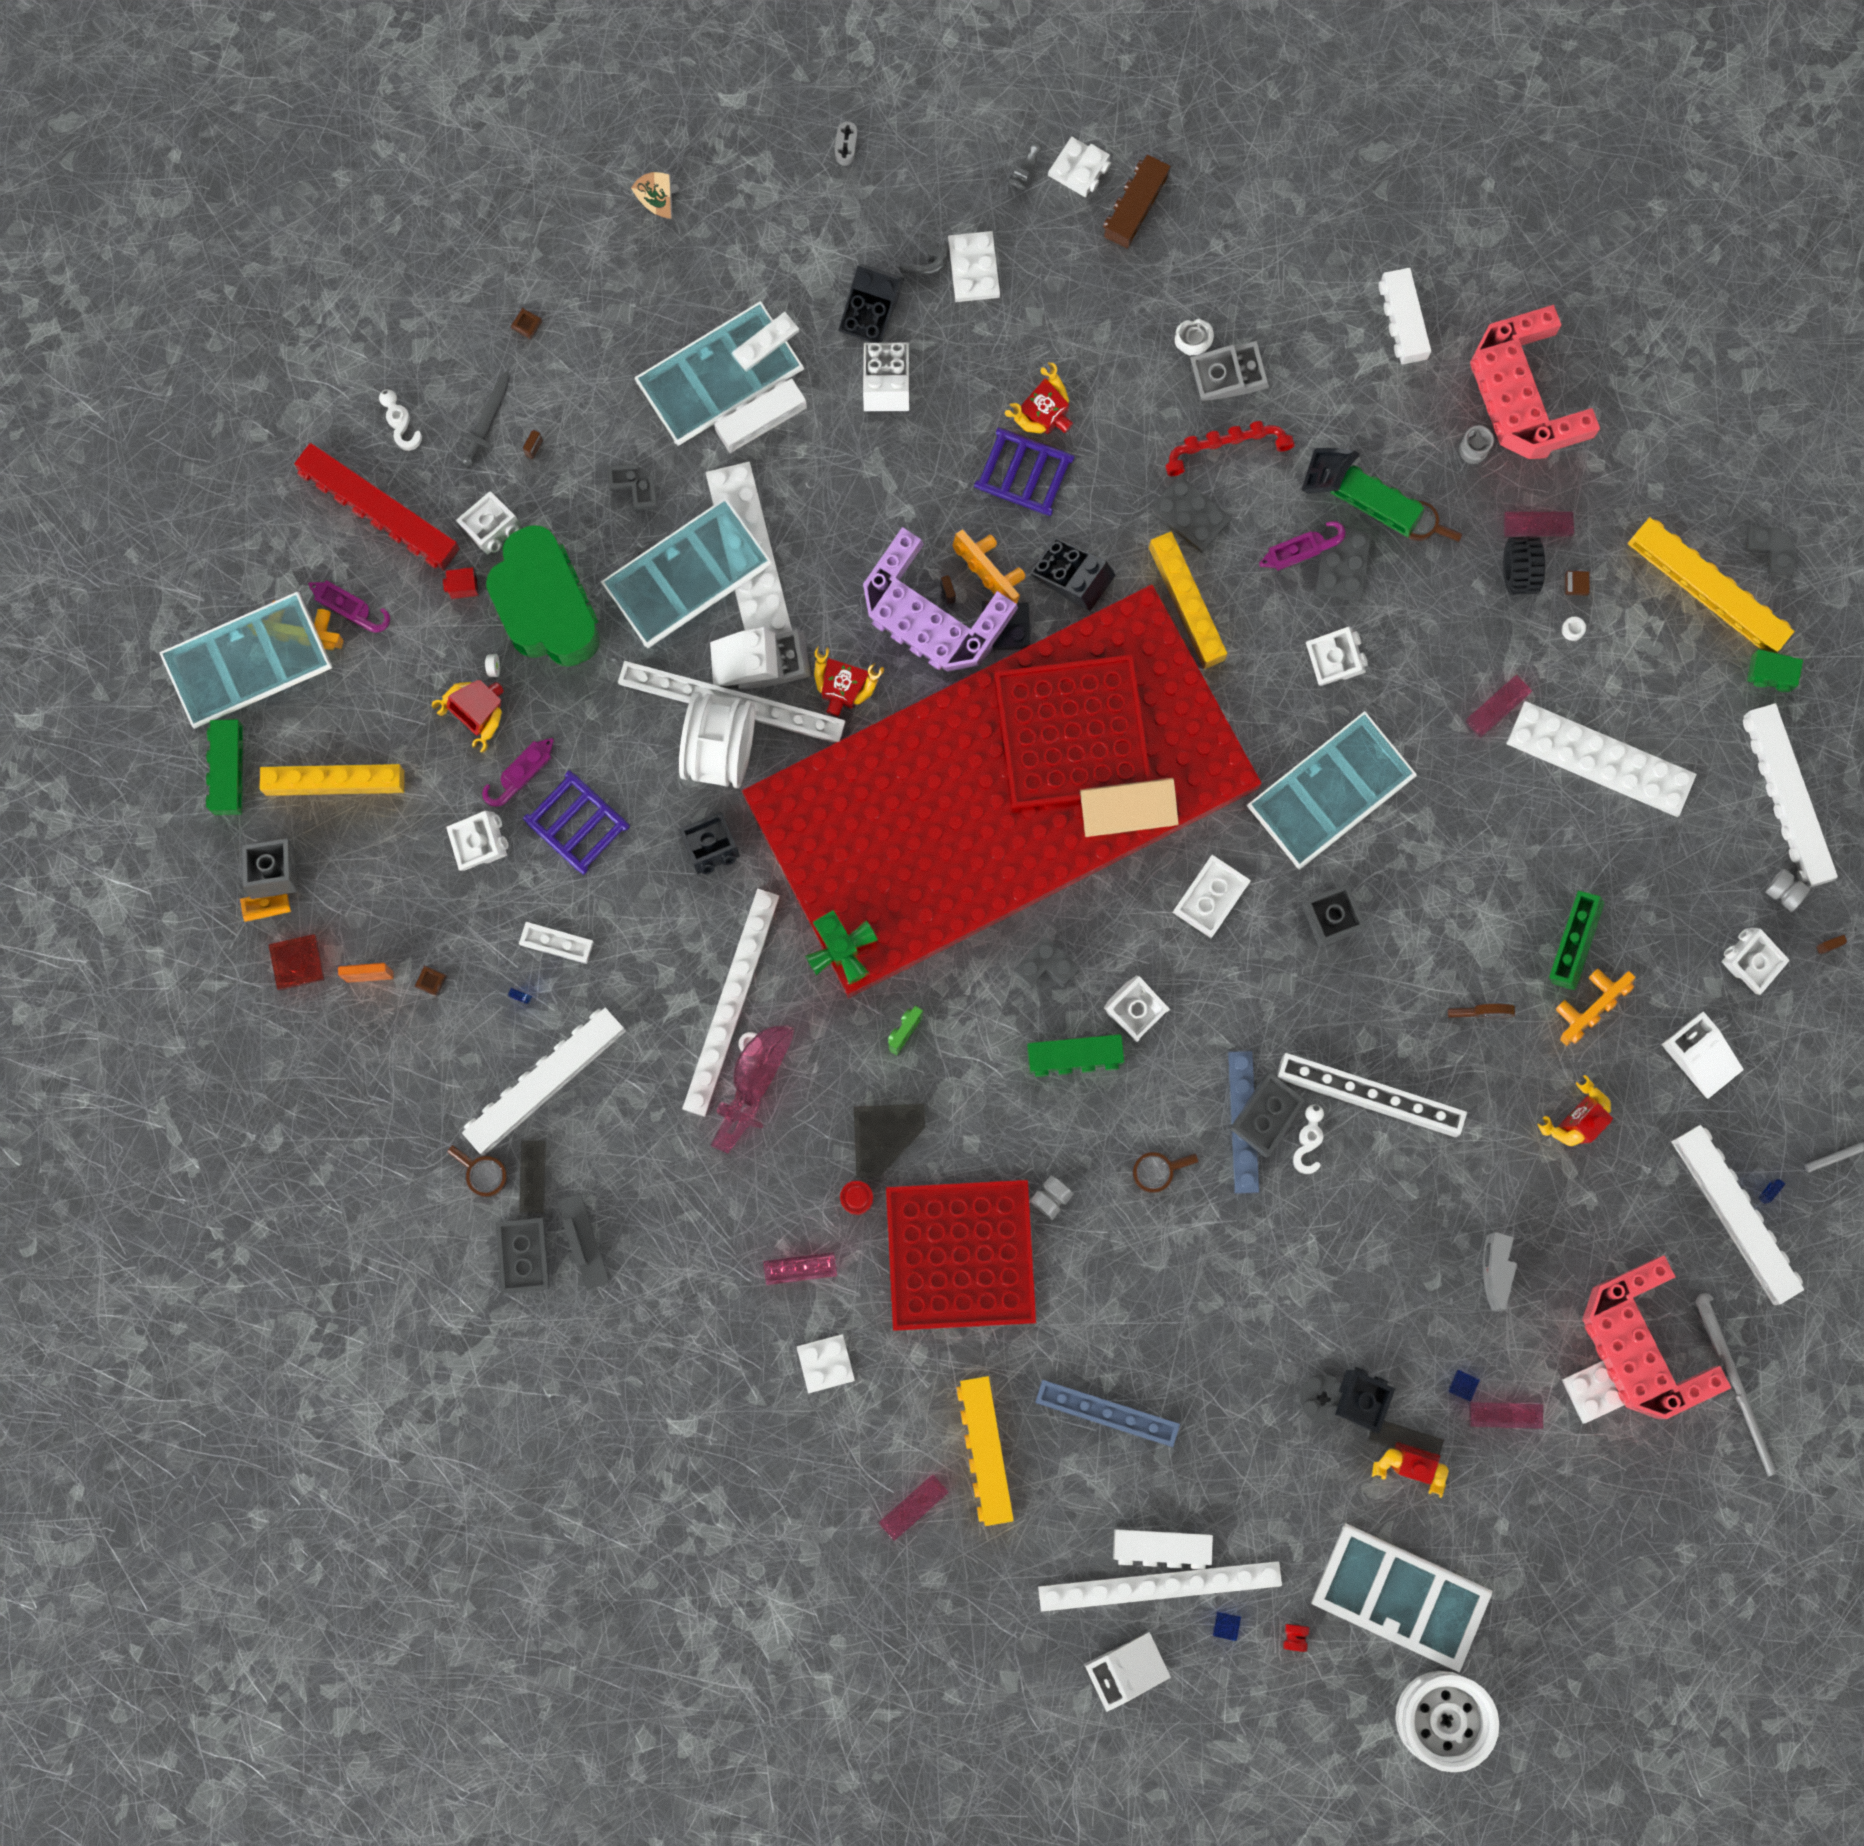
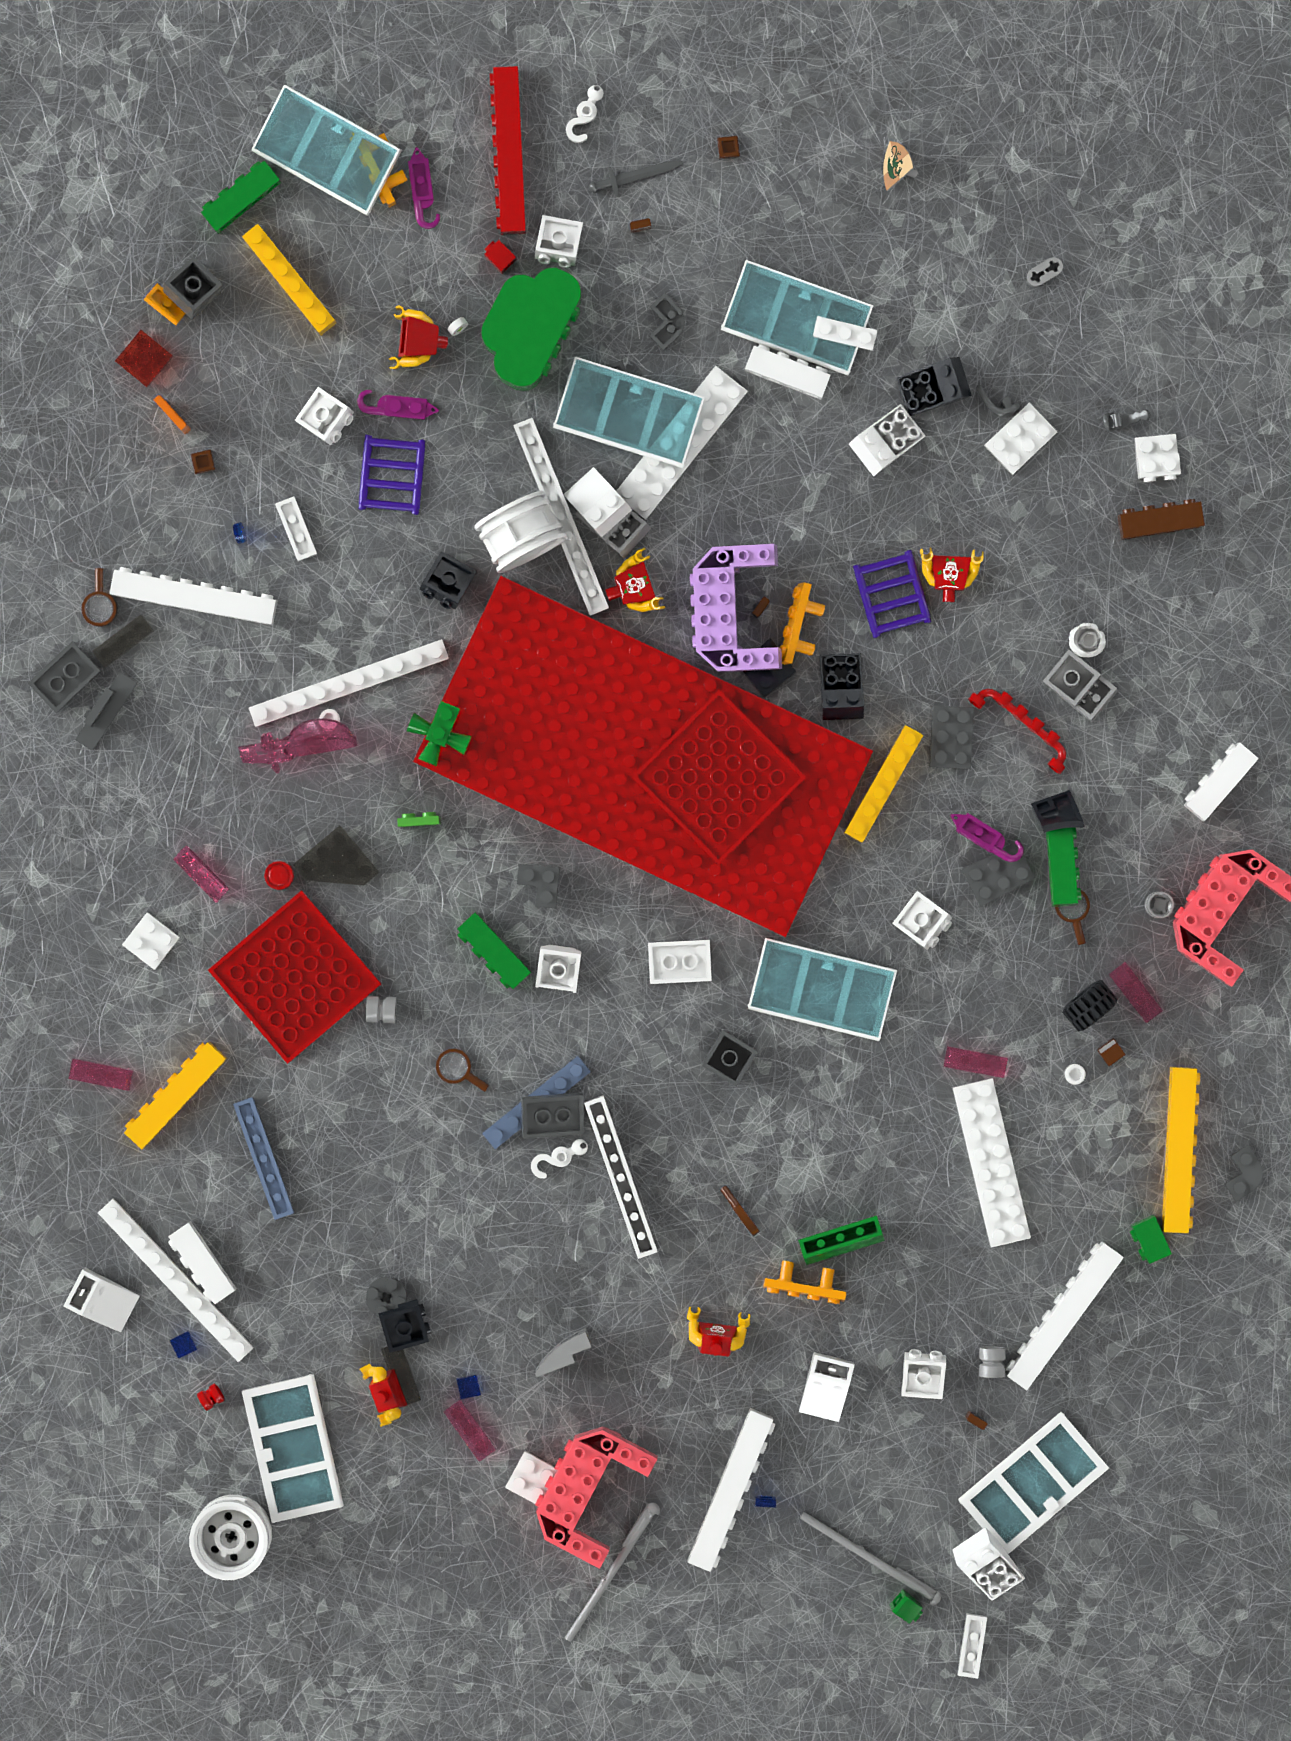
camera: 55 degrees right, 10 degrees up
(1129, 807) = (693, 858): tan tile -> none

